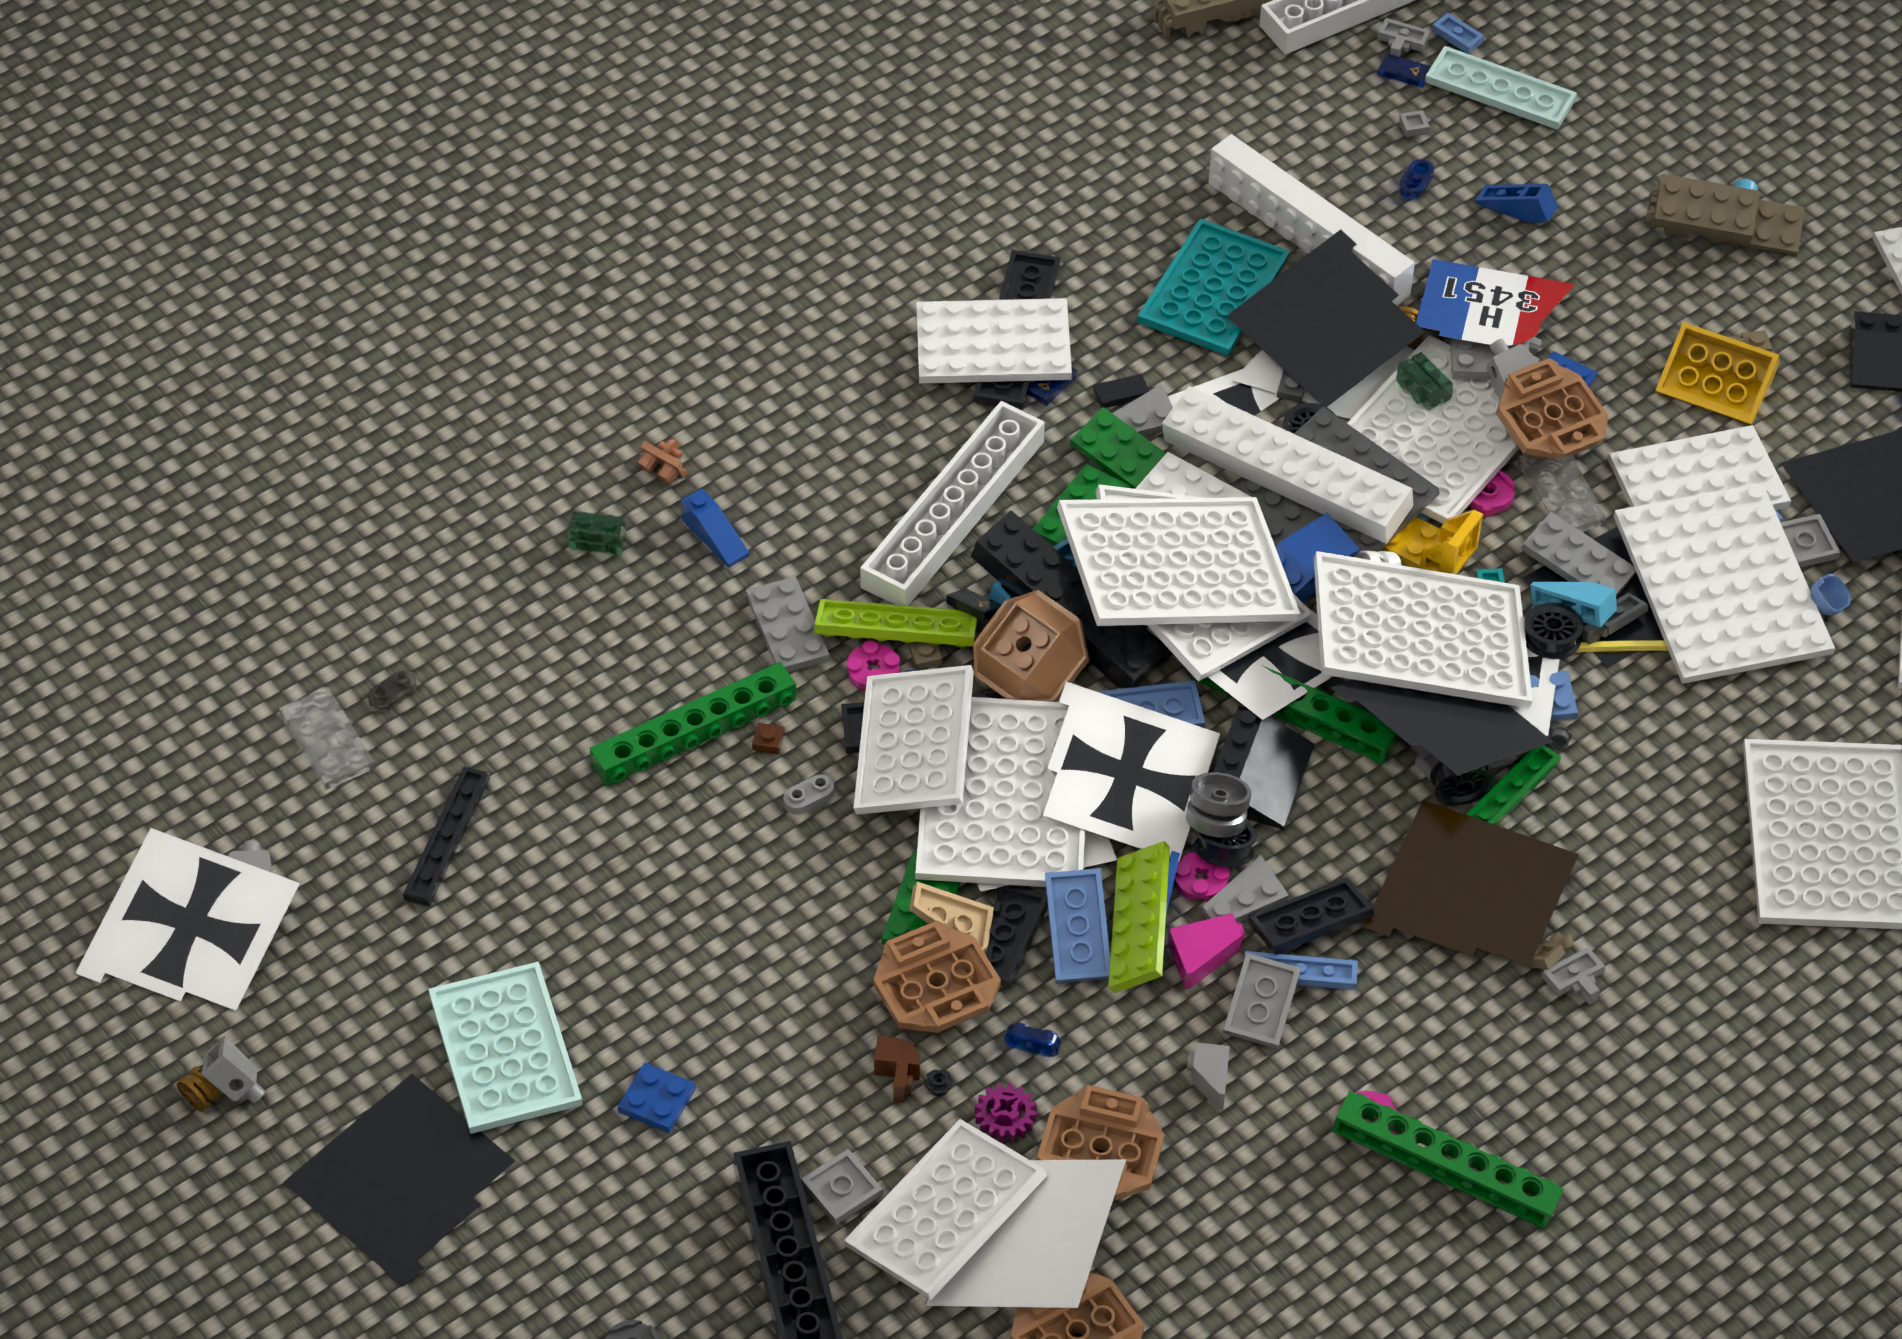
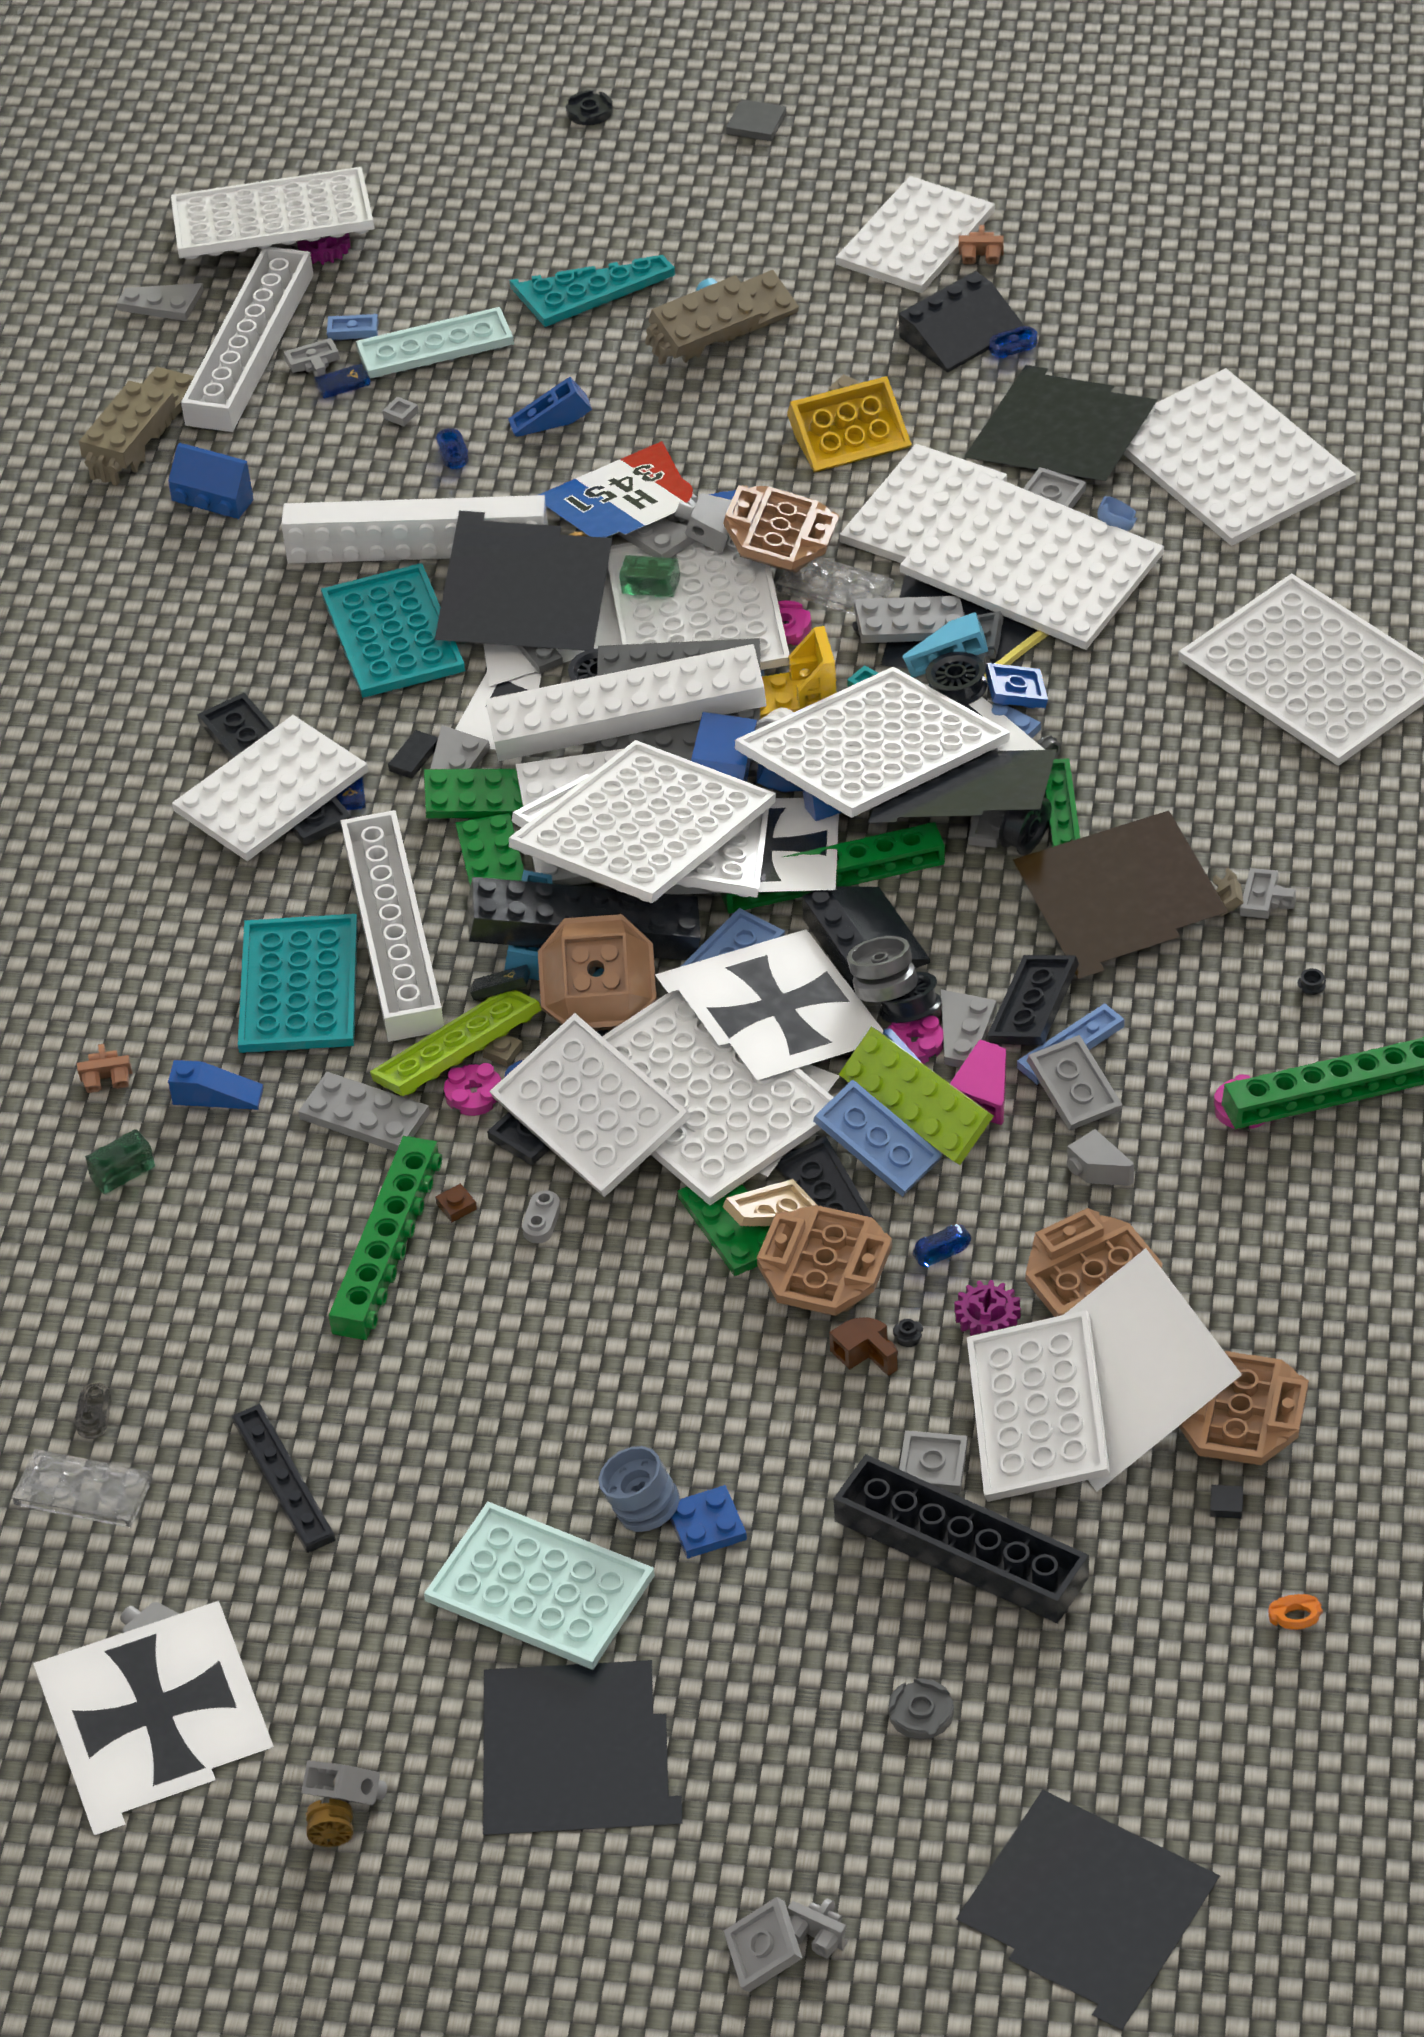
camera: 40 degrees left, 5 degrees down
(628, 1036) = (639, 1489): none -> sand blue wheel
(850, 498) = (298, 983): none -> teal plate
(1216, 82) = (210, 481): none -> blue slope
(1528, 1064) = (1312, 981): none -> black plate
(1590, 670) = (1016, 685): none -> blue plate
(1661, 123) = (585, 288): none -> teal wing

